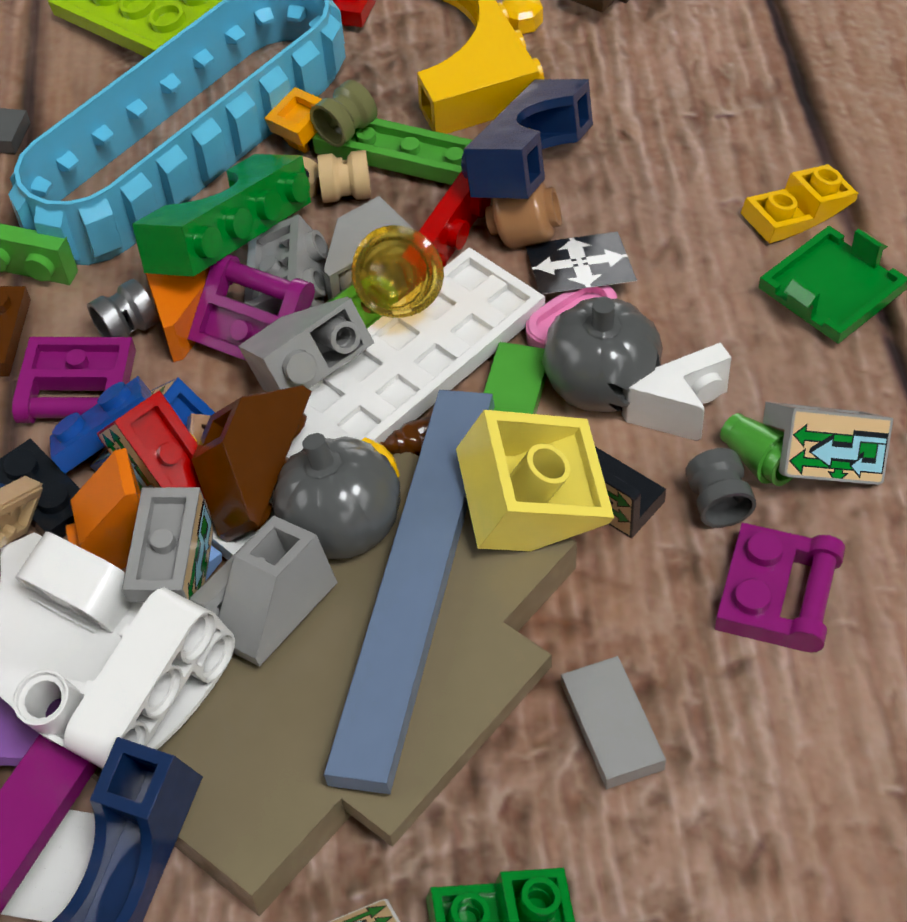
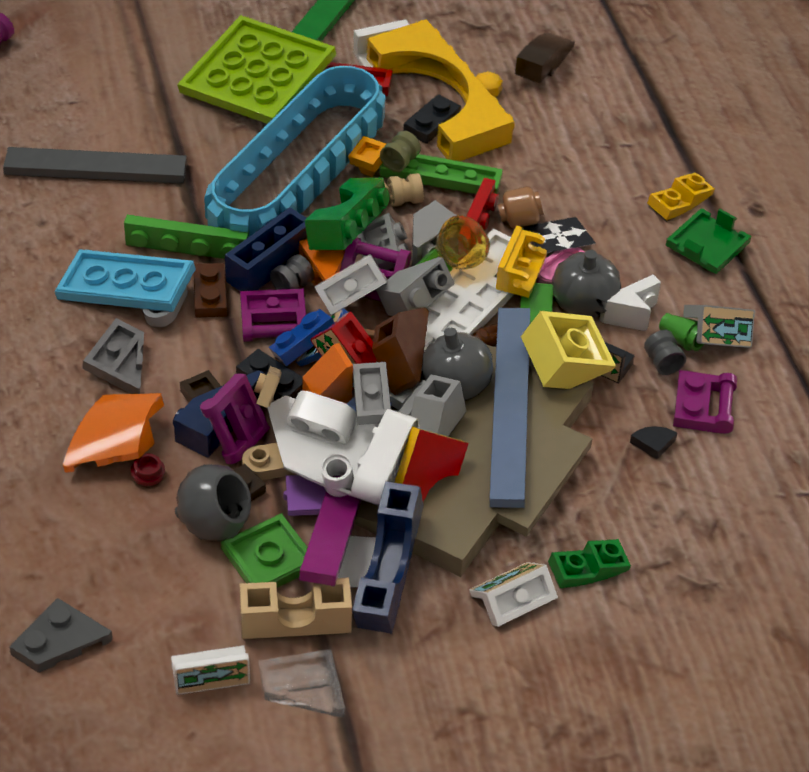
camera: 15 degrees left, 5 degrees down
(90, 264) = (252, 260): none -> dark blue brick
(195, 336) = (350, 284): none -> white panel
(220, 689) = (429, 459): none -> red tile
(399, 72) = (426, 121): none -> black plate
(494, 311) = (521, 263): none -> yellow hinge
(508, 152) = (513, 168): dark blue arch -> none
(612, 722) = (628, 472): light grey tile -> none
(672, 658) = (653, 440): none -> black tile

